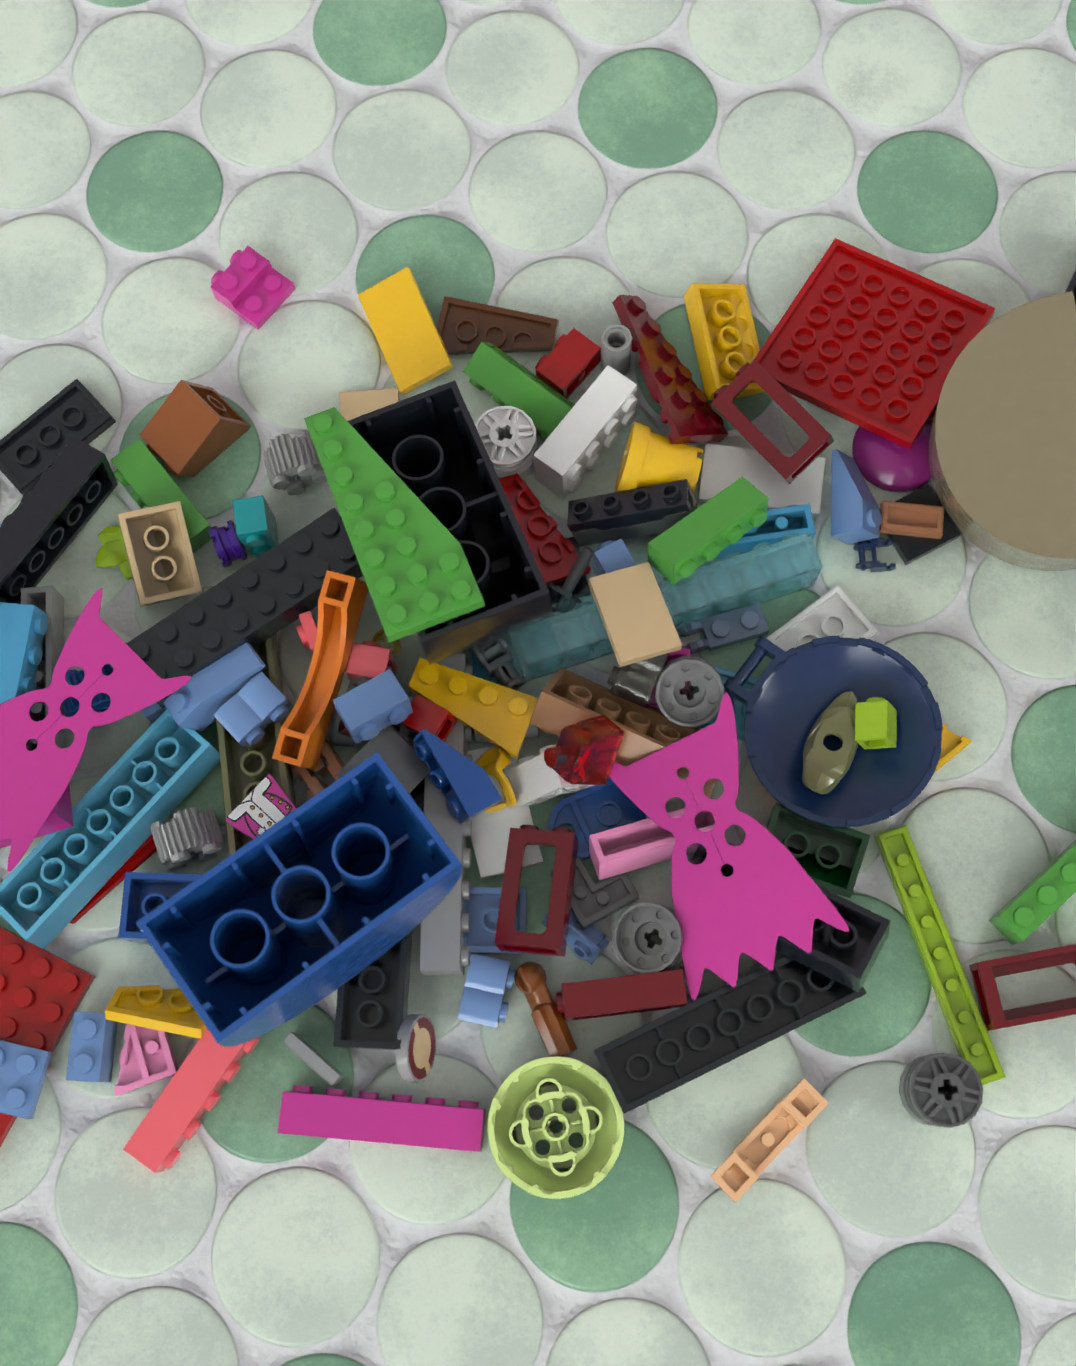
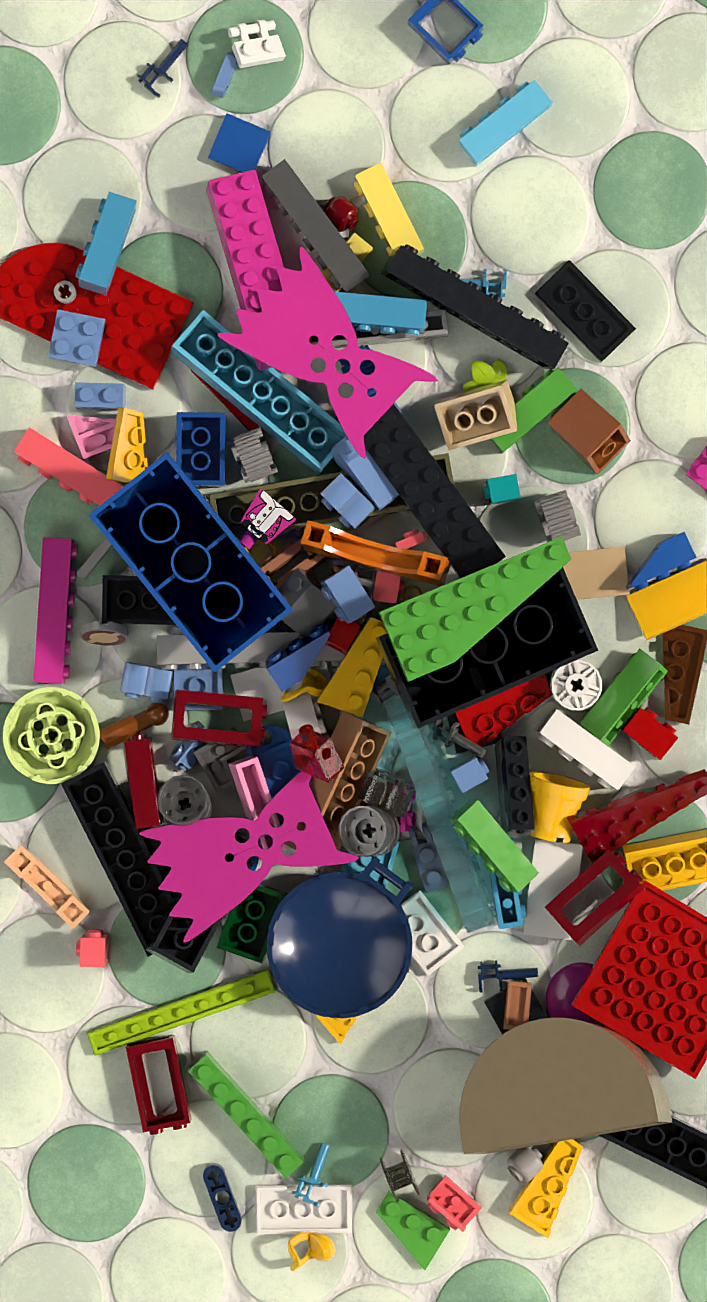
camera: 80 degrees right, 15 degrees up
(227, 543) = (490, 466): dark purple wheel -> none
(355, 348) = (665, 556): none -> blue slope
(616, 348) = (665, 776): light grey pin -> none
(634, 614) = (423, 789): tan tile -> none
(824, 767) = (311, 929): olive piece -> none
(853, 507) = (530, 960): medium blue slope -> none
(857, 1073) = (93, 948): none -> coral brick
(875, 724) = (344, 969): lime brick -> none
(920, 1090) = (92, 997): dark grey wheel -> none

